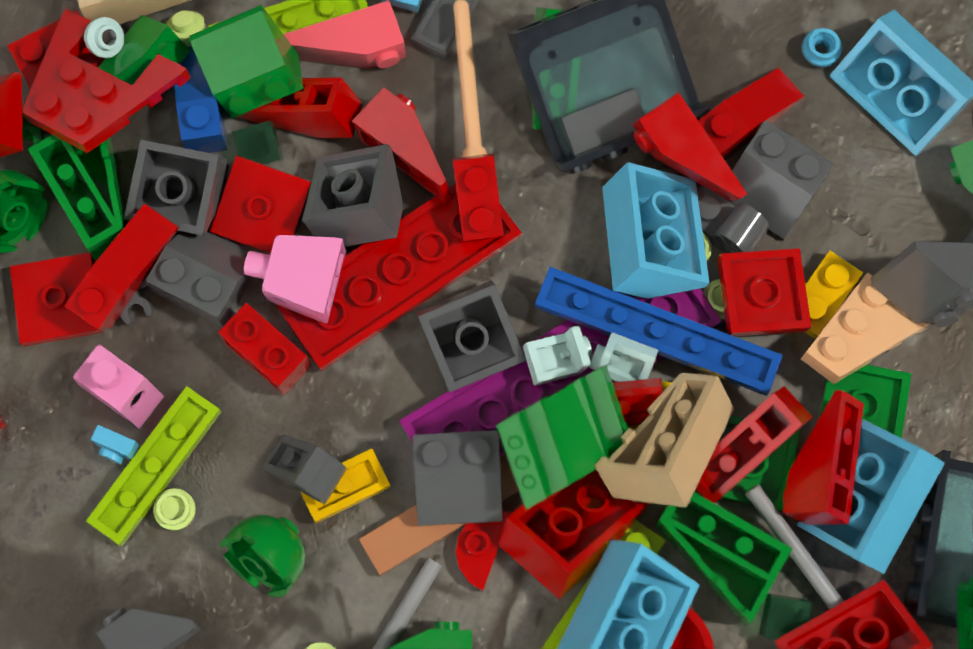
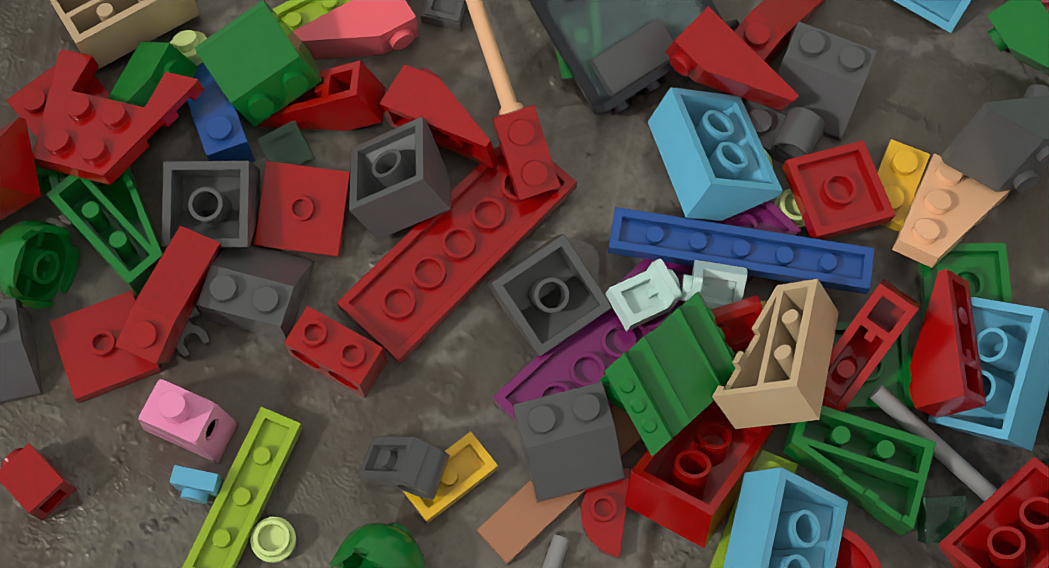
camera: 10 degrees left, 5 degrees down
(94, 40) = (97, 75): light aqua plate -> none
(300, 273) = (357, 265): bright pink torso -> none

